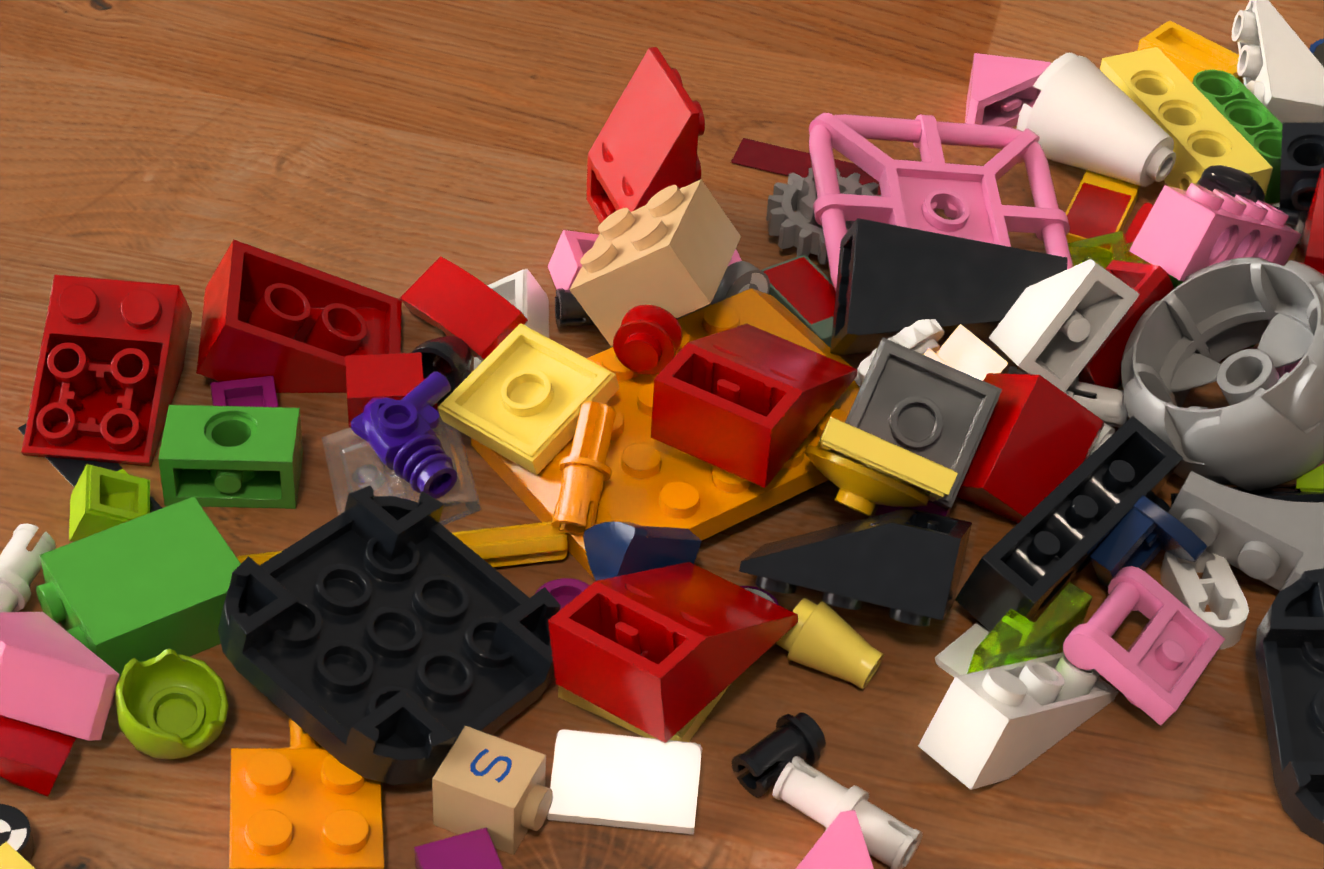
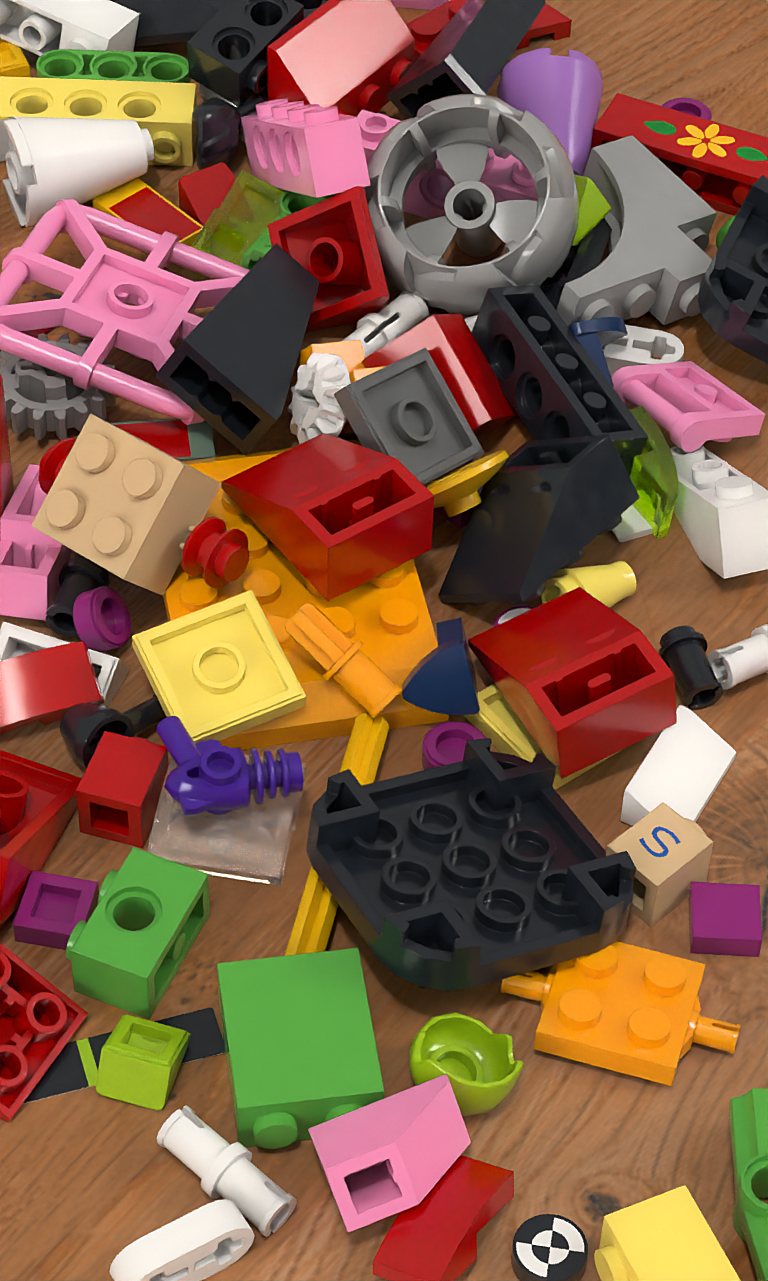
camera: 65 degrees left, 5 degrees up
(570, 326) = (102, 619): none -> magenta tile
(887, 459) = (483, 446): light yellow tile -> none
(1063, 321) = (358, 282): white slope -> none

